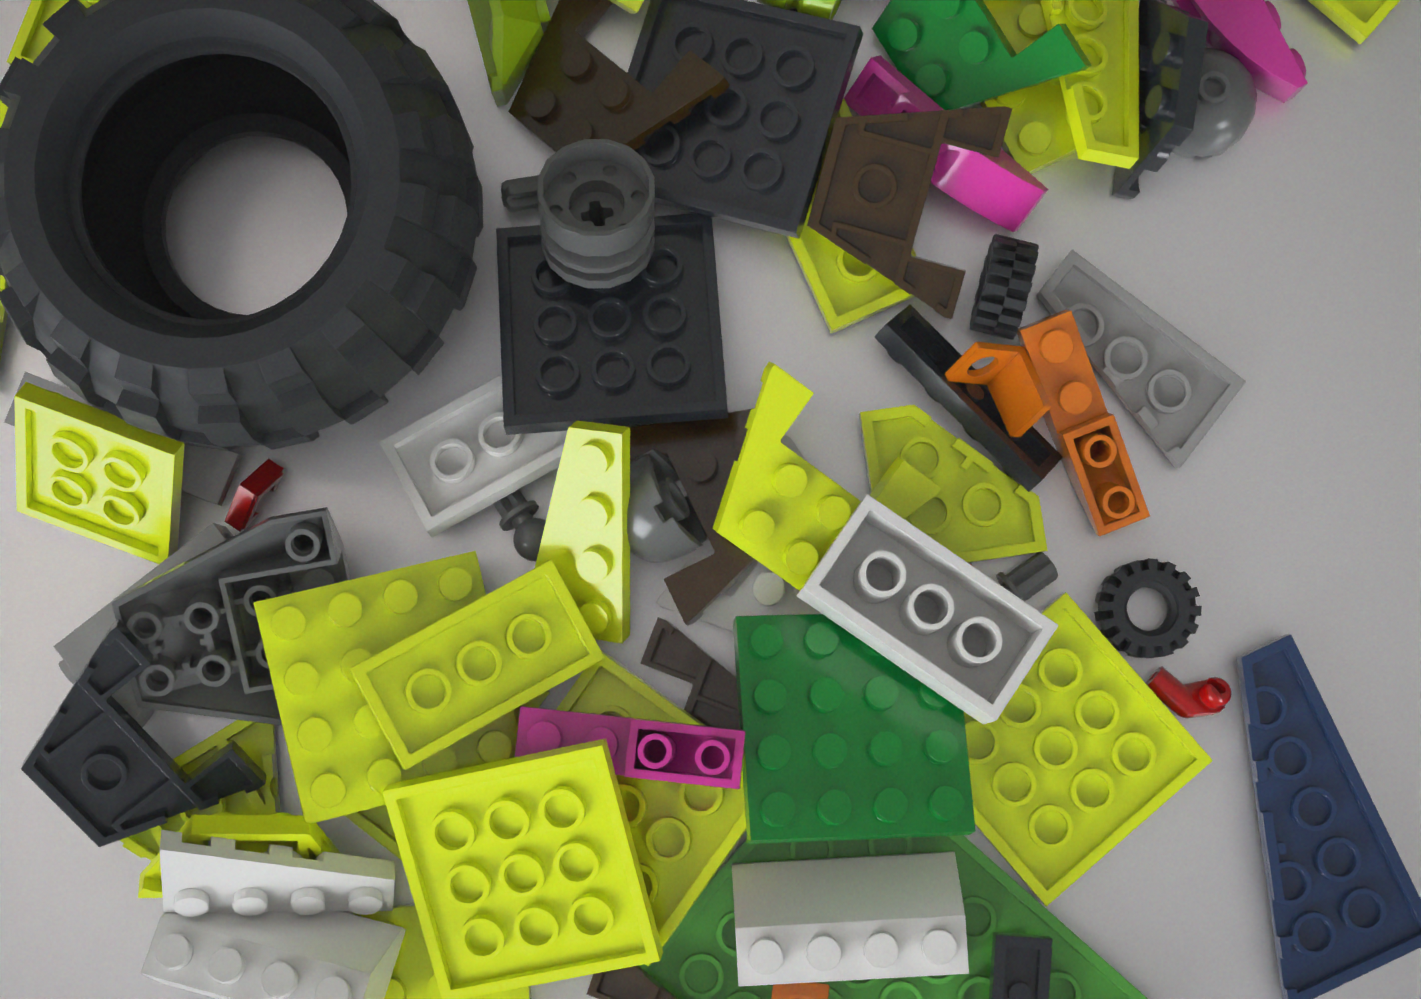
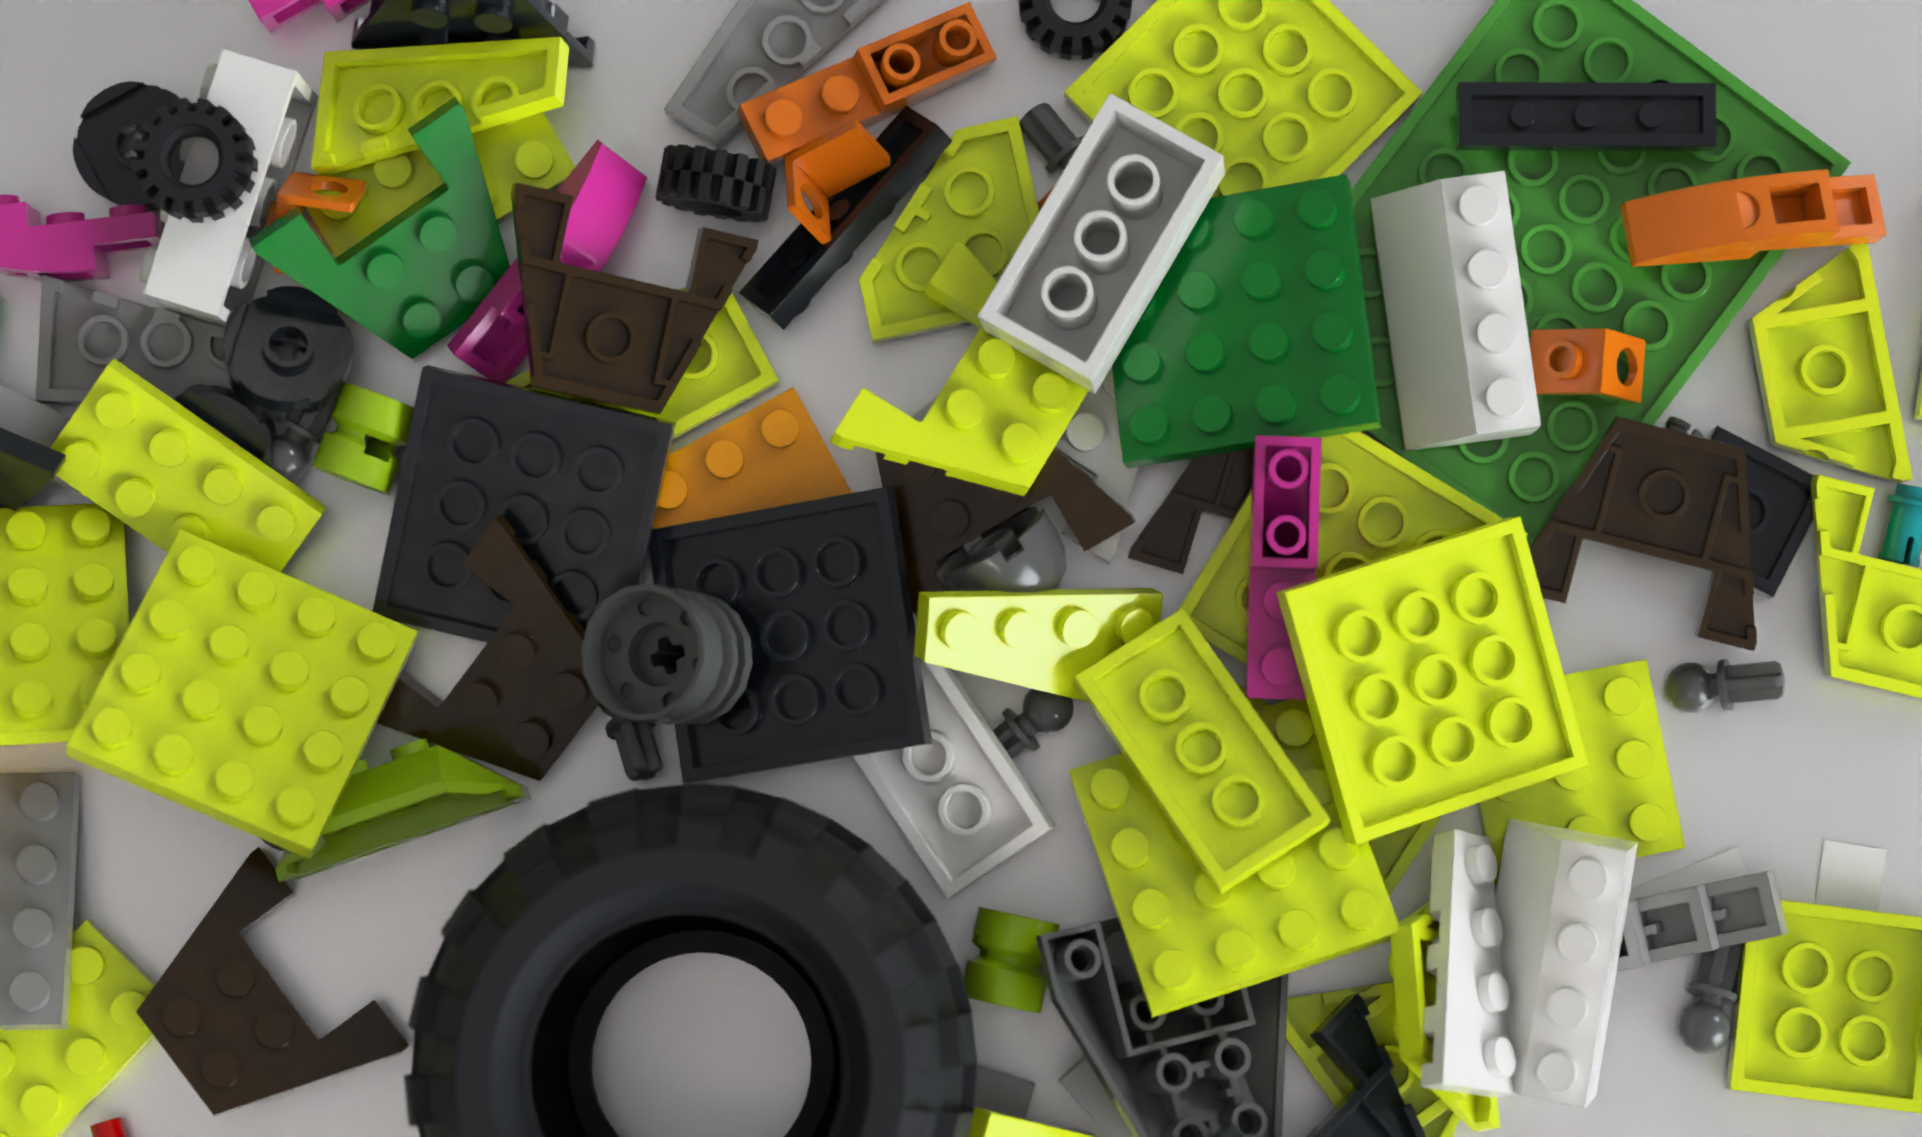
camera: 90 degrees left, 0 degrees up
(250, 491) = (1019, 1044): red tile -> none
(311, 484) = (1008, 960): none -> lime wheel
(759, 304) = (750, 465): none -> light orange wing

